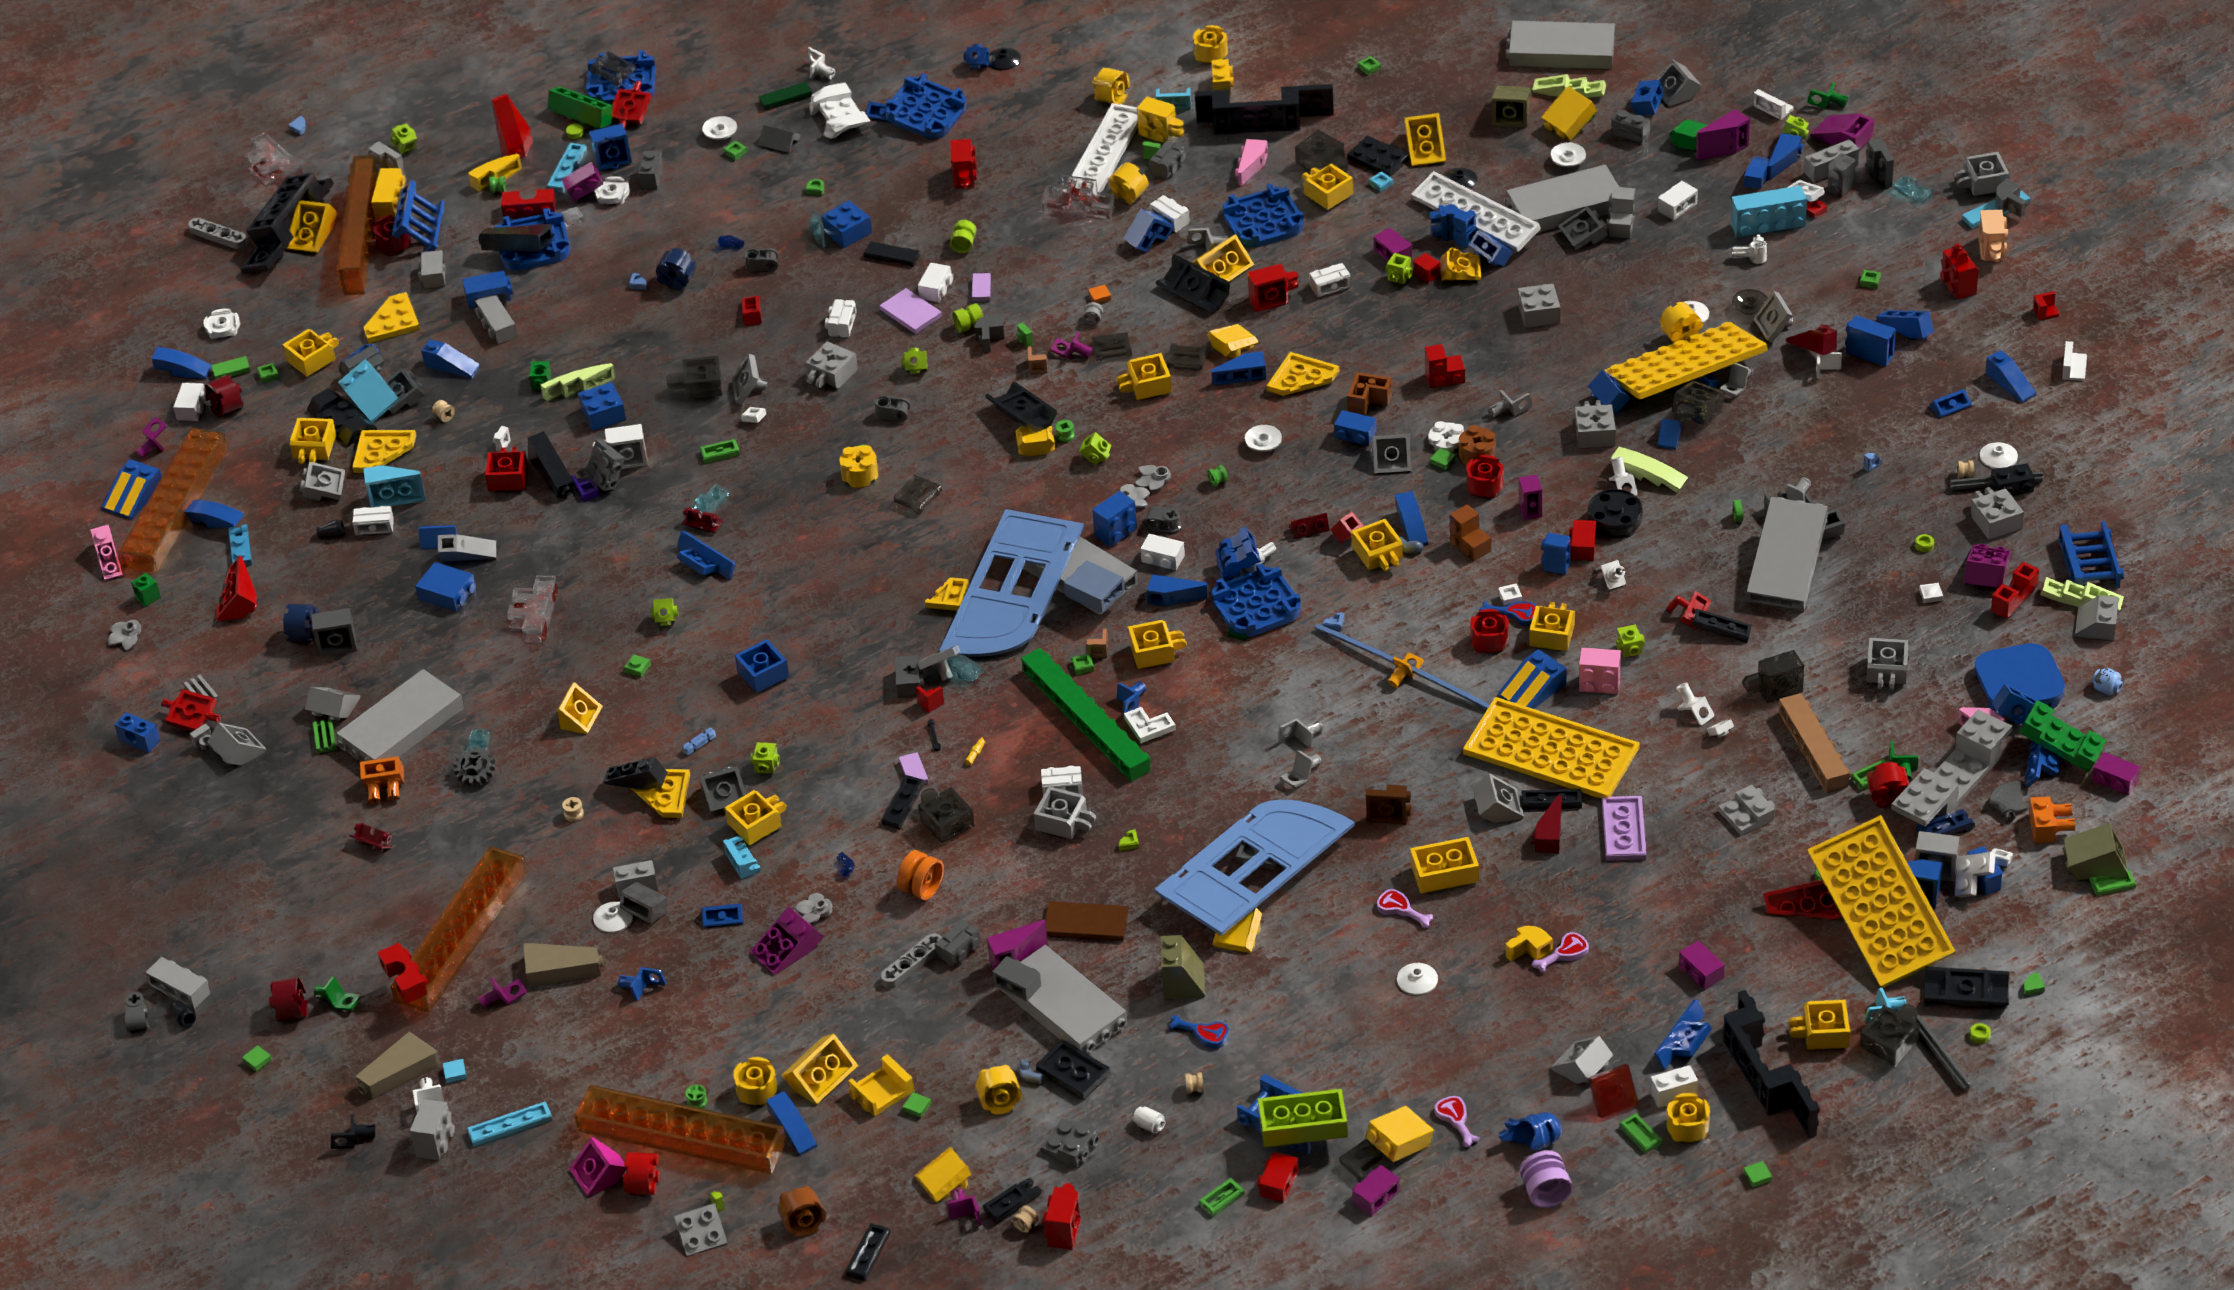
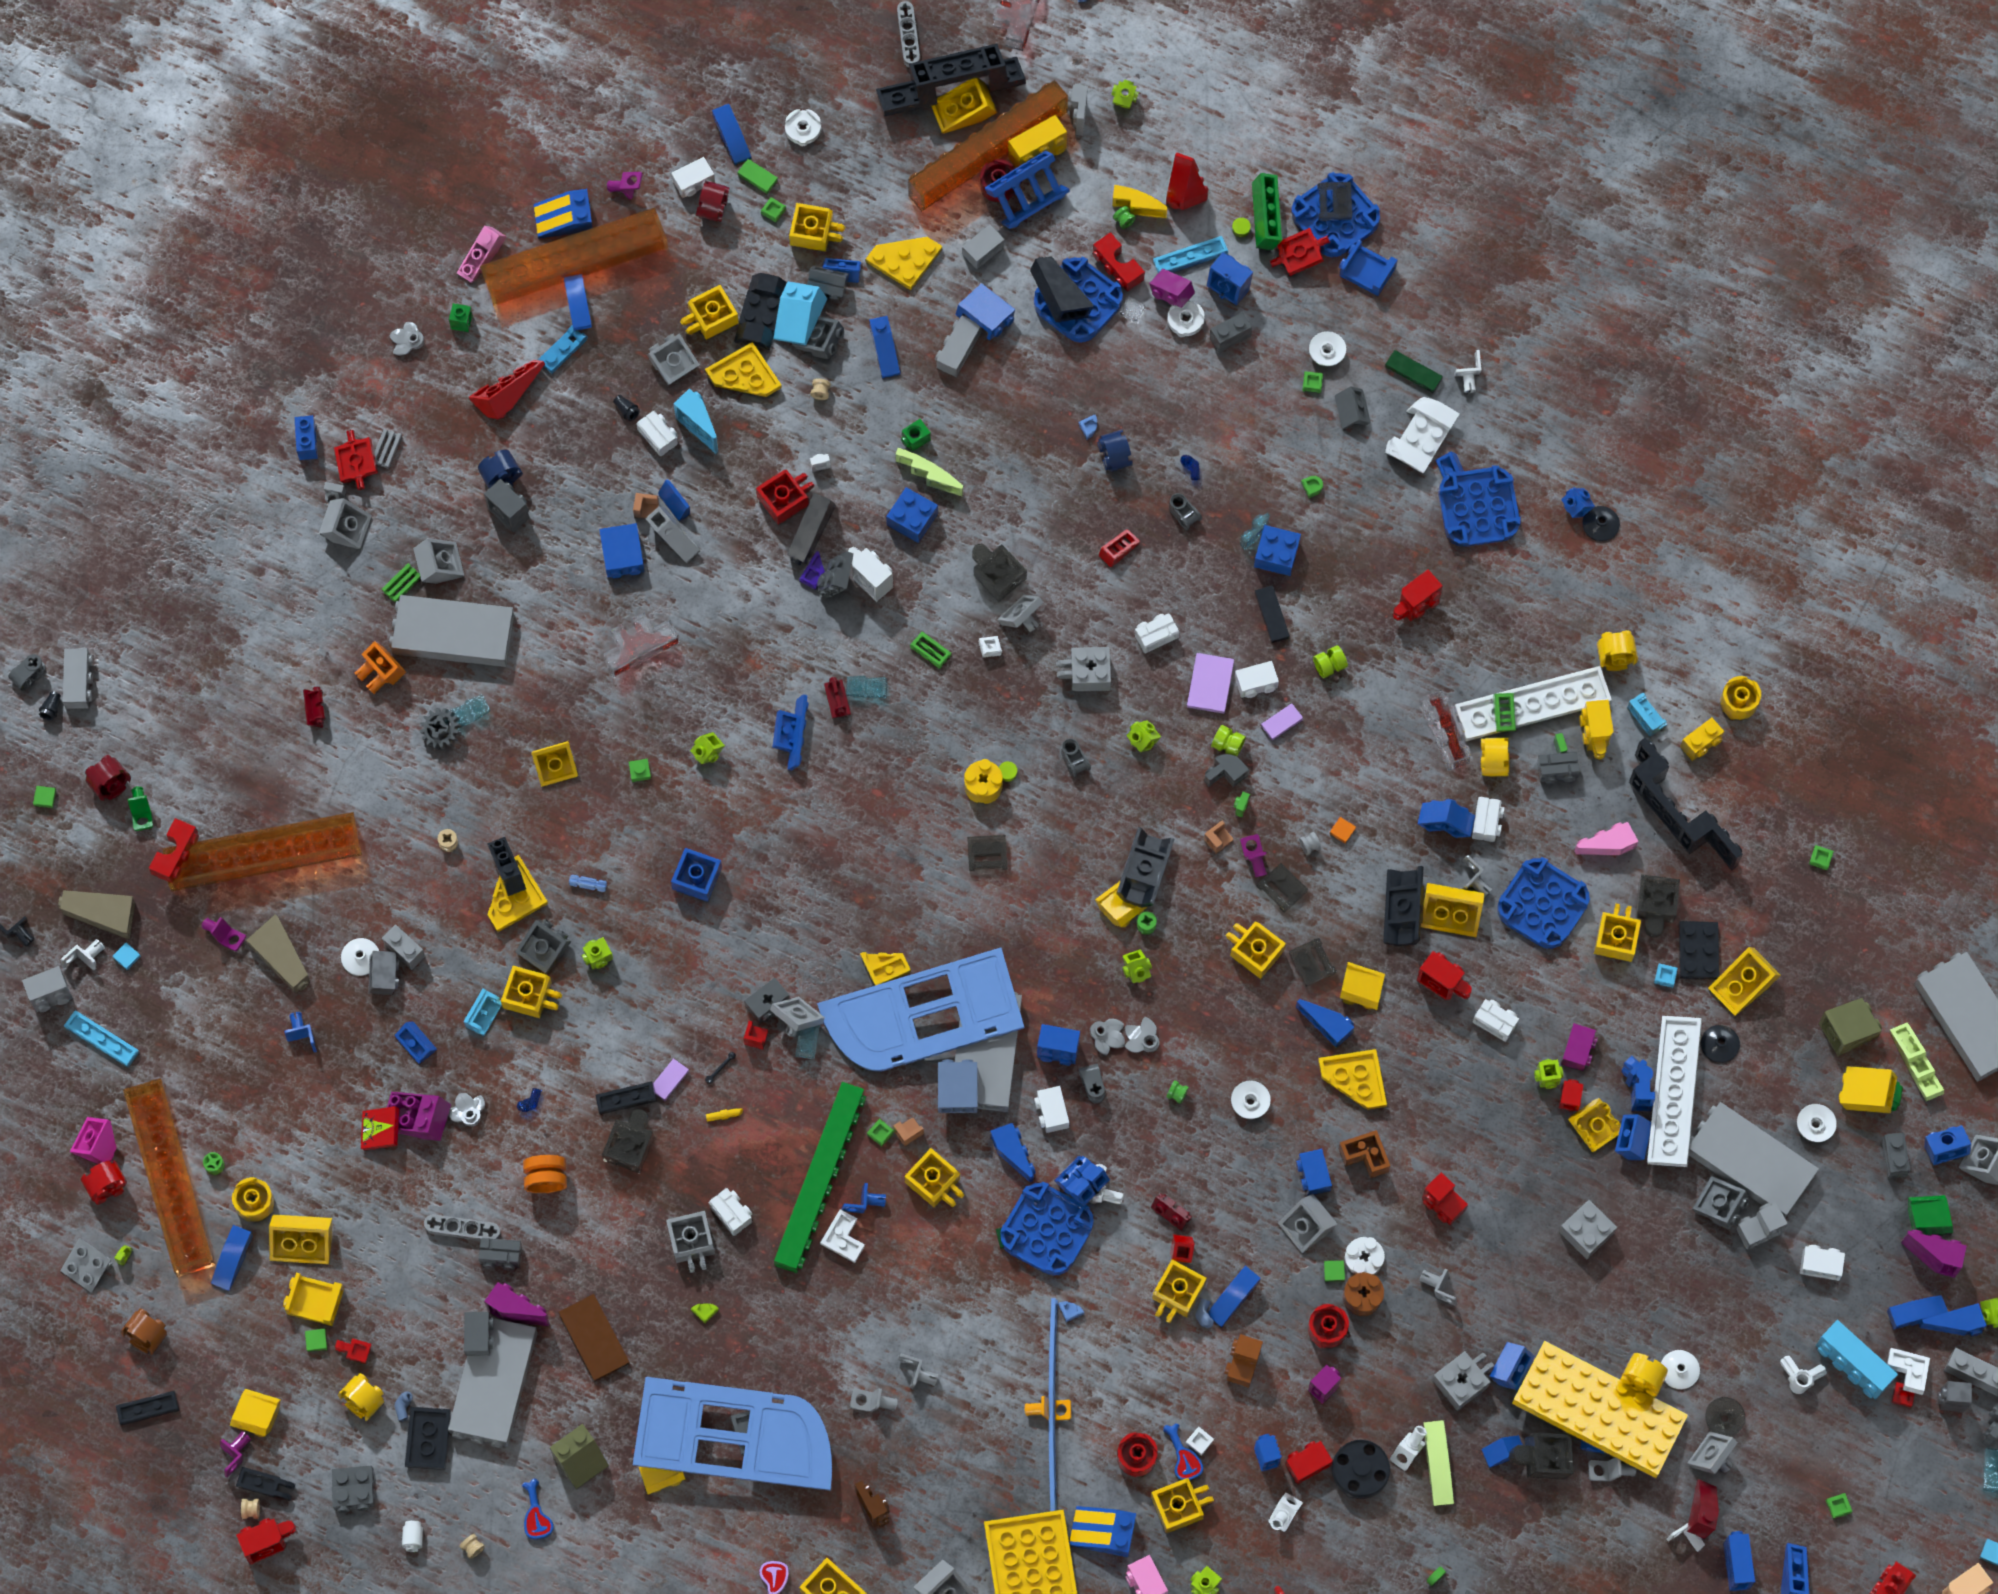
camera: 50 degrees right, 25 degrees up
(423, 556) = (644, 505): none -> nougat panel
(682, 82) = (1367, 268): none -> blue panel
(775, 968) = (379, 1128): none -> red tile
(950, 1079) = (356, 1351): none -> red plate
(1093, 160) = (1504, 696): none -> bright green slope

